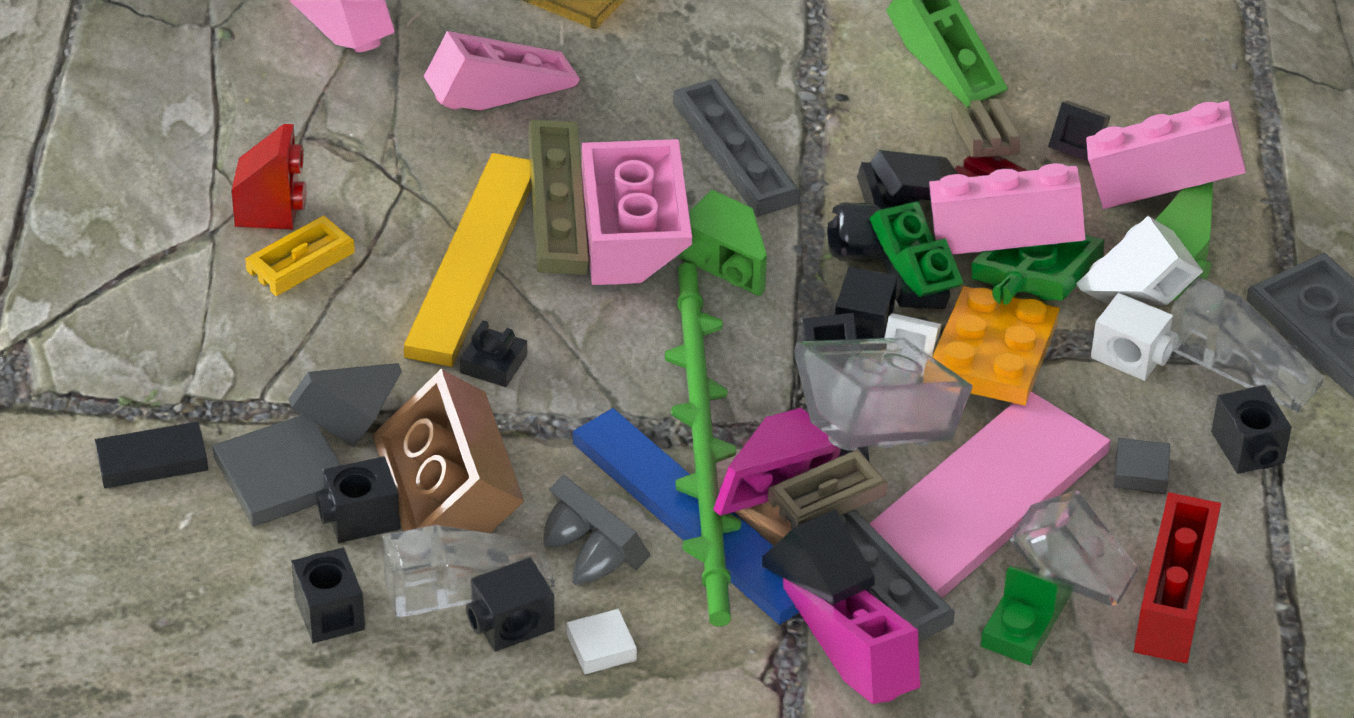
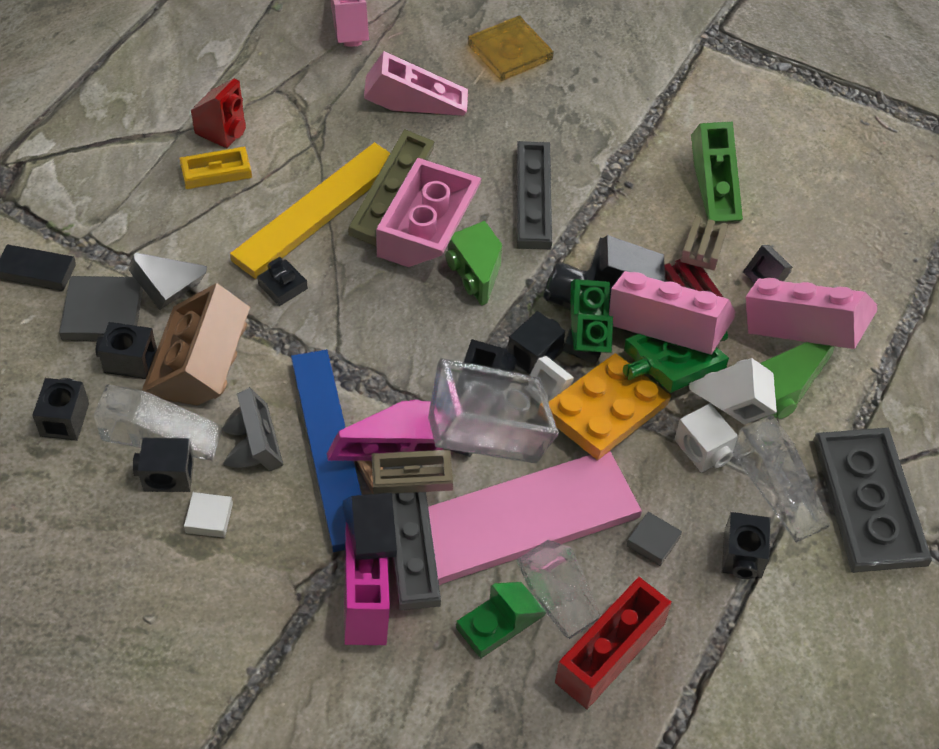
camera: 25 degrees right, 10 degrees up
(707, 449) = (364, 405): bright green plant -> none

